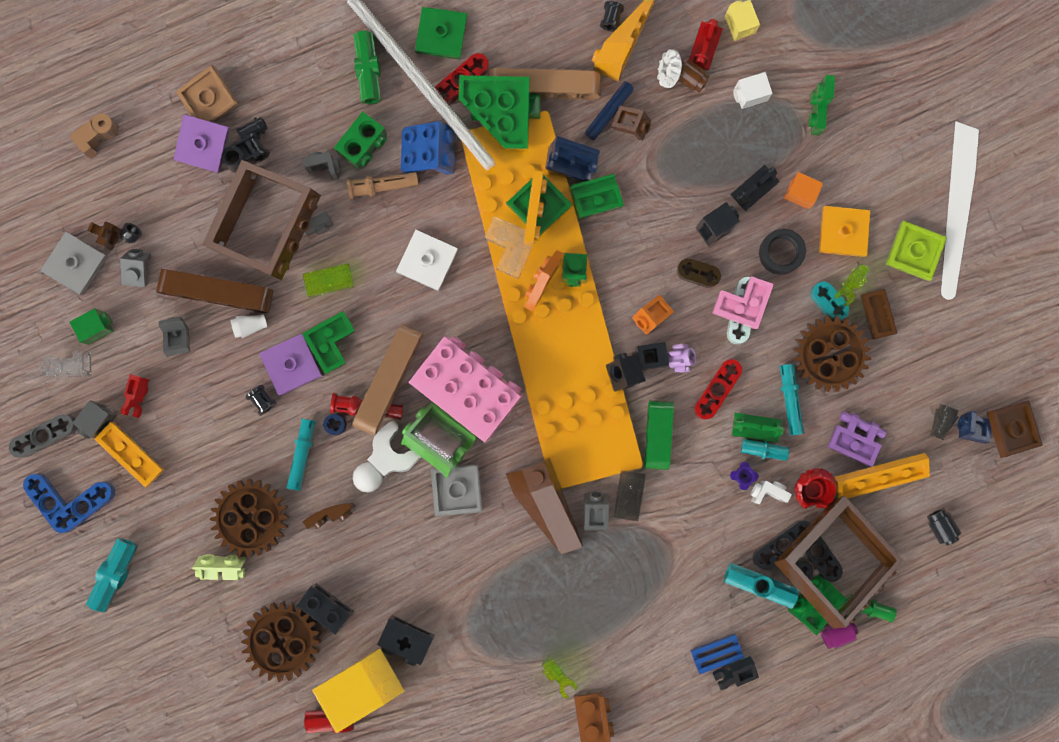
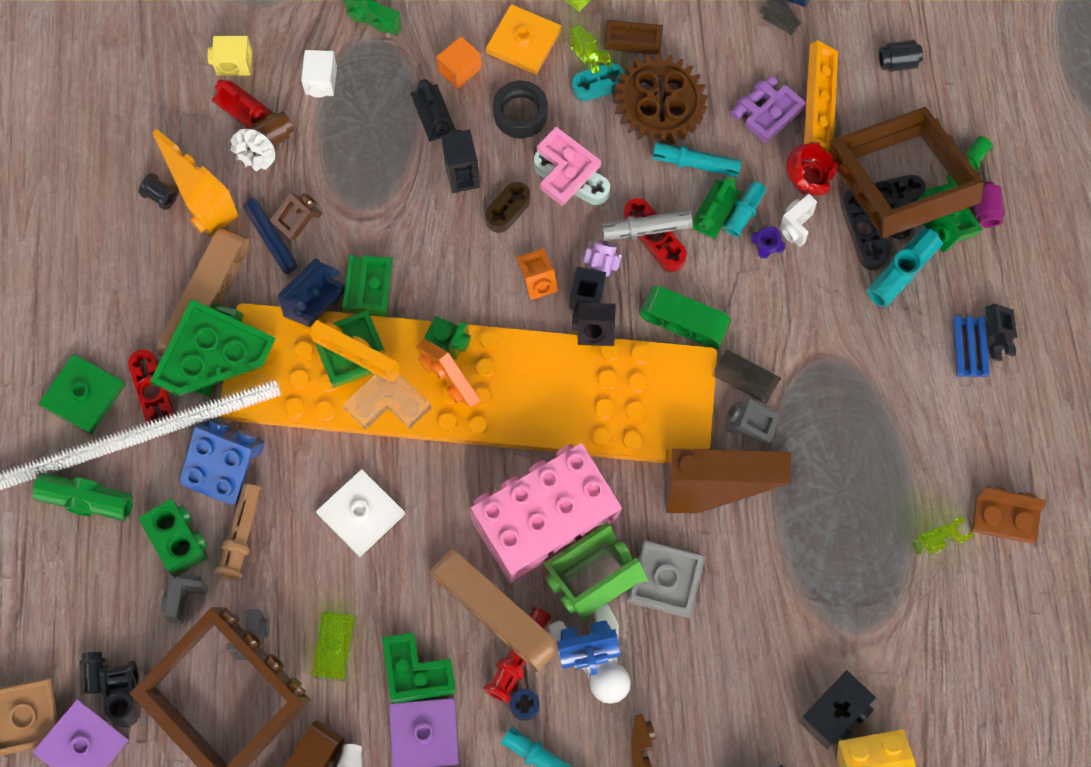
camera: 65 degrees left, 15 degrees down
(377, 457) = (588, 649): none -> blue hips
(719, 381) = (642, 226): none -> light grey pin

